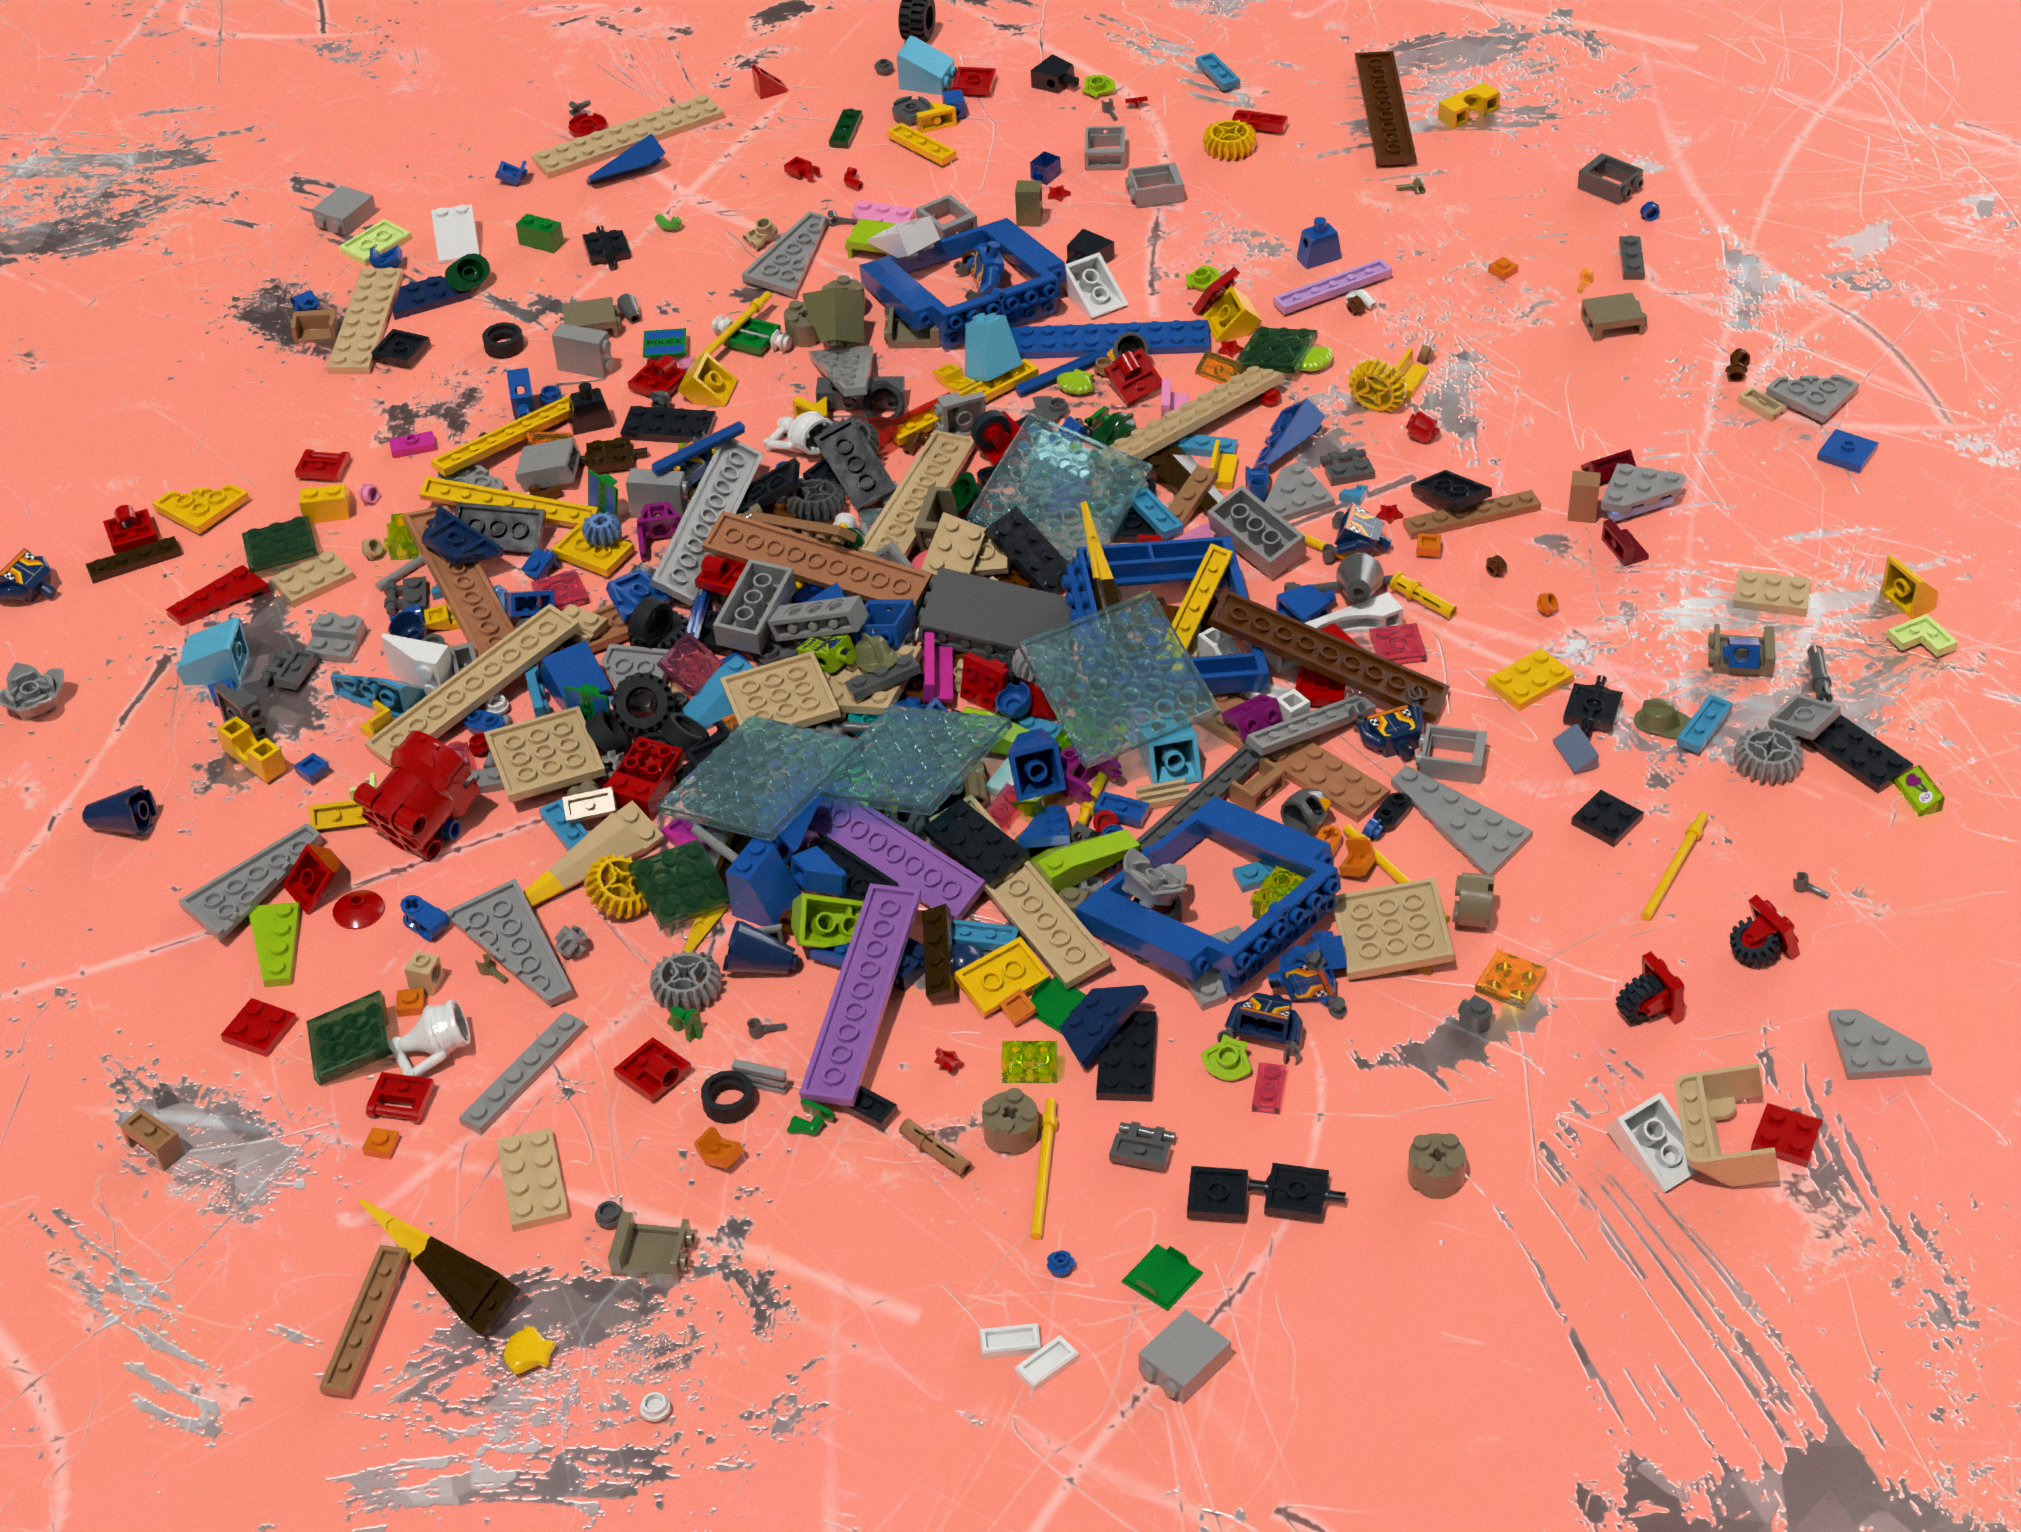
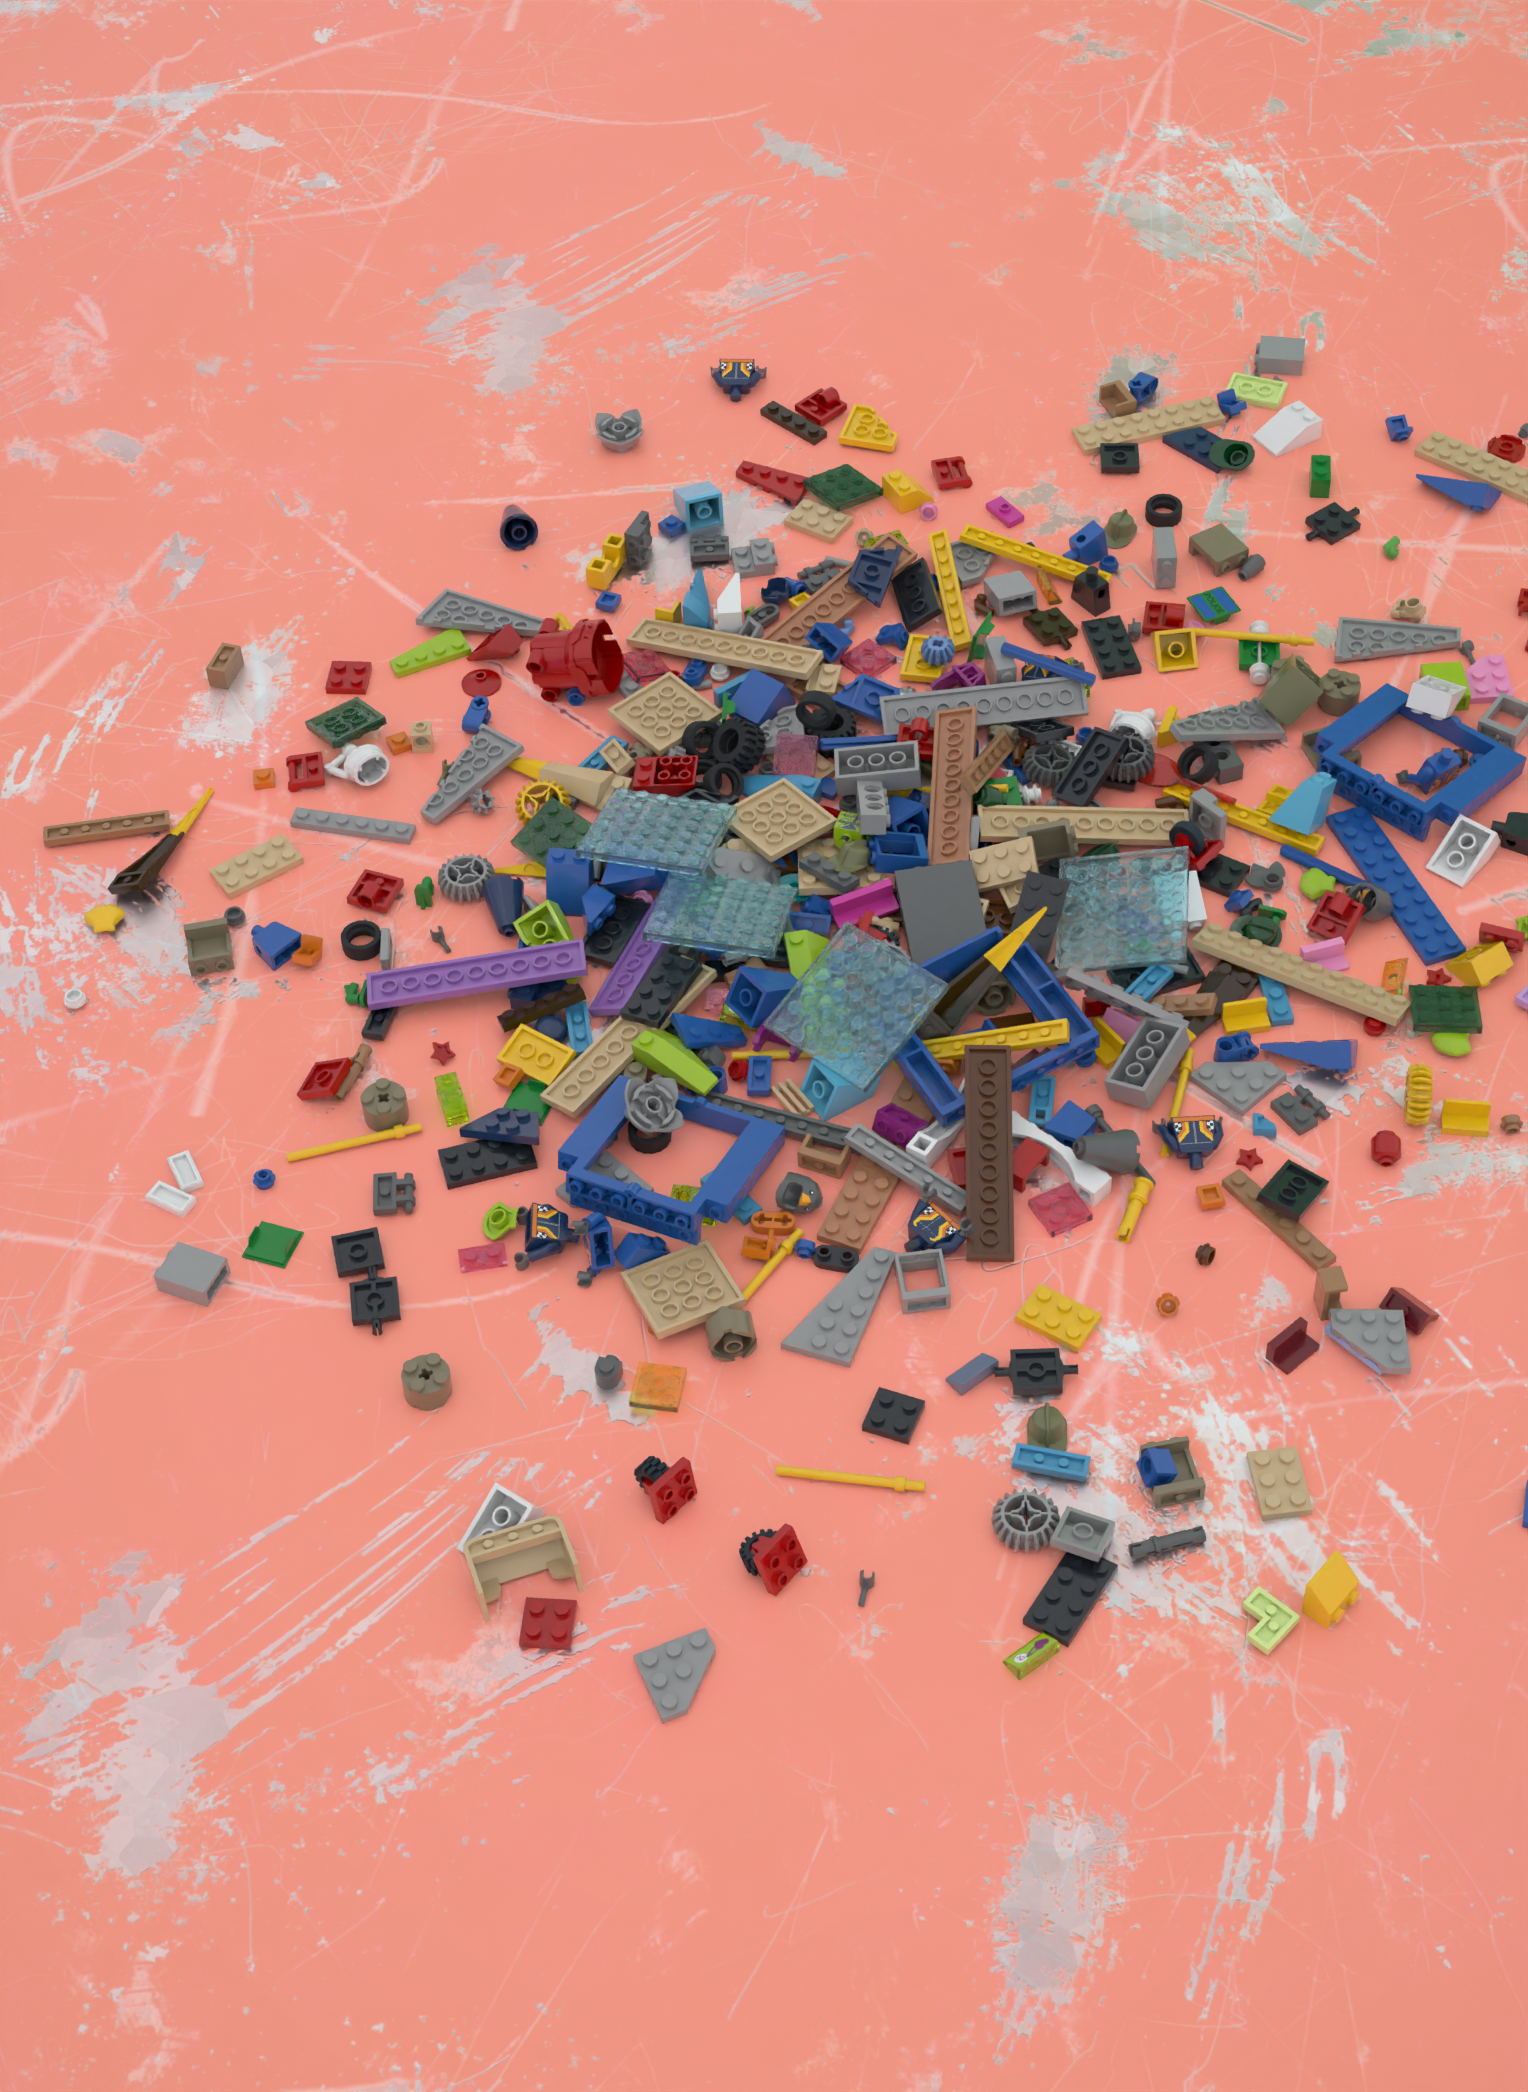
camera: 70 degrees right, 5 degrees up
(497, 376) = (1120, 529): none -> olive piece
(685, 1179) = (275, 943): none -> blue torso
(940, 1168) = (324, 1079): none -> red plate
(1182, 516) = (1113, 995): none -> light grey wing

